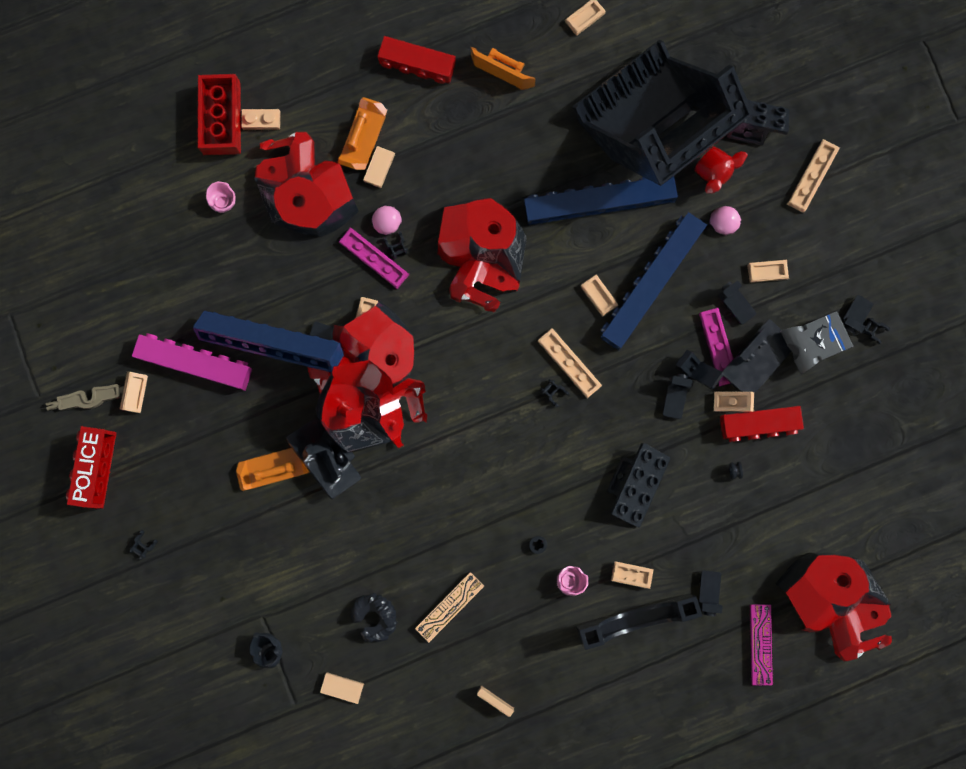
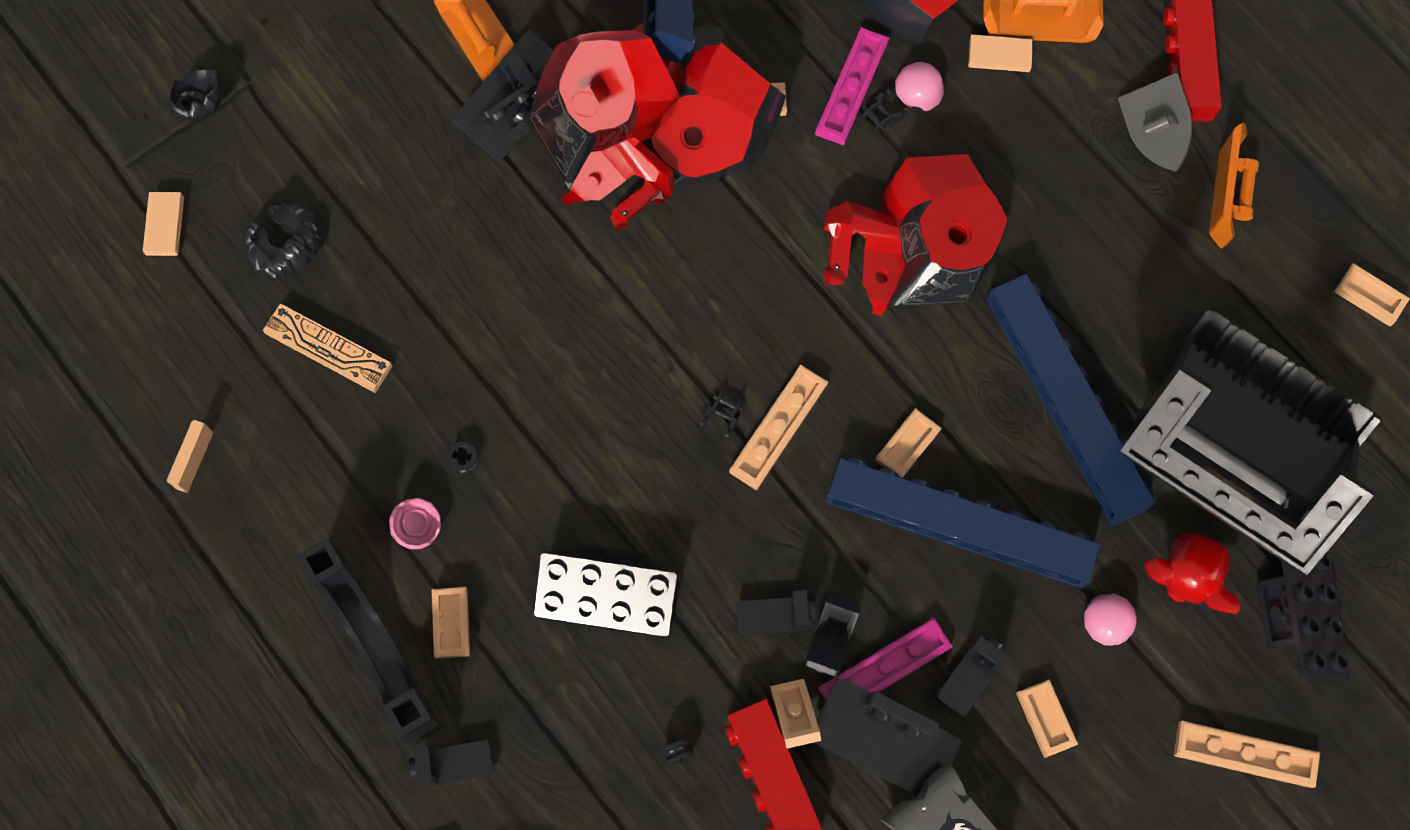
camera: 70 degrees right, 10 degrees down
(451, 93) = (1159, 121): none -> dark grey shield

